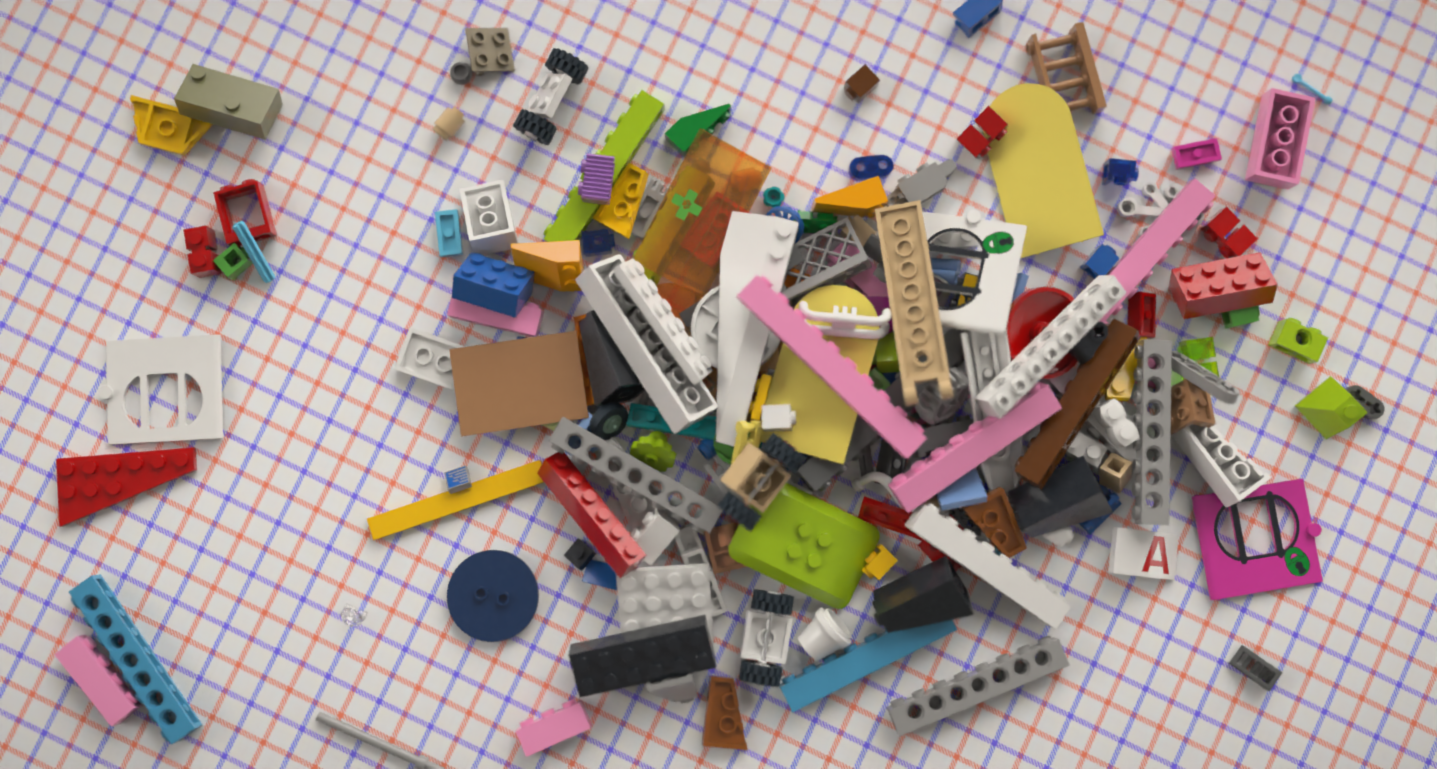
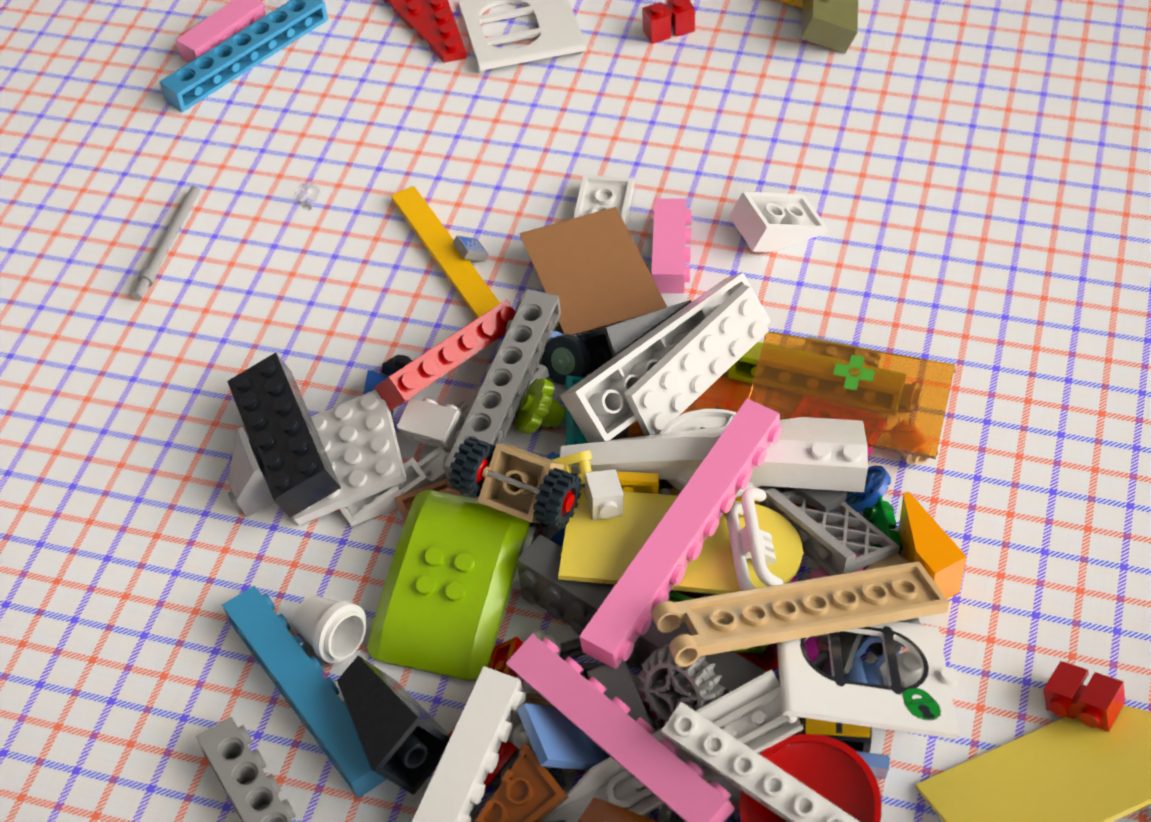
camera: 90 degrees right, 35 degrees down
(227, 259) = (665, 42): bright green brick -> none
(246, 188) = (696, 34): red window -> none
(253, 251) = (679, 47): medium azure axle -> none
(449, 123) = (875, 170): tan brick -> none
(449, 233) = (732, 192): medium azure plate -> none
(461, 73) = (937, 171): flat silver plate -> none
(489, 50) = (973, 187): dark tan hinge -> none
(492, 595) = (342, 304): dark blue plate -> none
(493, 284) = (699, 224): blue brick -> none
(552, 87) = (952, 238): plate -> none
(553, 727) = (192, 379): bright pink brick -> none
(554, 263) = (747, 258): light orange slope -> none
(592, 249) = (782, 315): clear blue brick -> none
(597, 180) = (855, 287): medium lavender brick -> none
(622, 145) = (870, 309): lime brick -> none
(624, 201) = (838, 329): yellow wing -> none
(686, 128) = (968, 387): green slope -> none
(722, 716) = (214, 541): dark orange wing -> none
(766, 638) = (318, 562): plate -> none
(773, 191) = (901, 473): teal plate -> none
(861, 84) = (1091, 544): reddish brown brick -> none
(871, 167) = (981, 578): clear blue plate -> none
(878, 563) = (437, 679): yellow brick -> none
(923, 185) = (981, 642): light grey hinge -> none

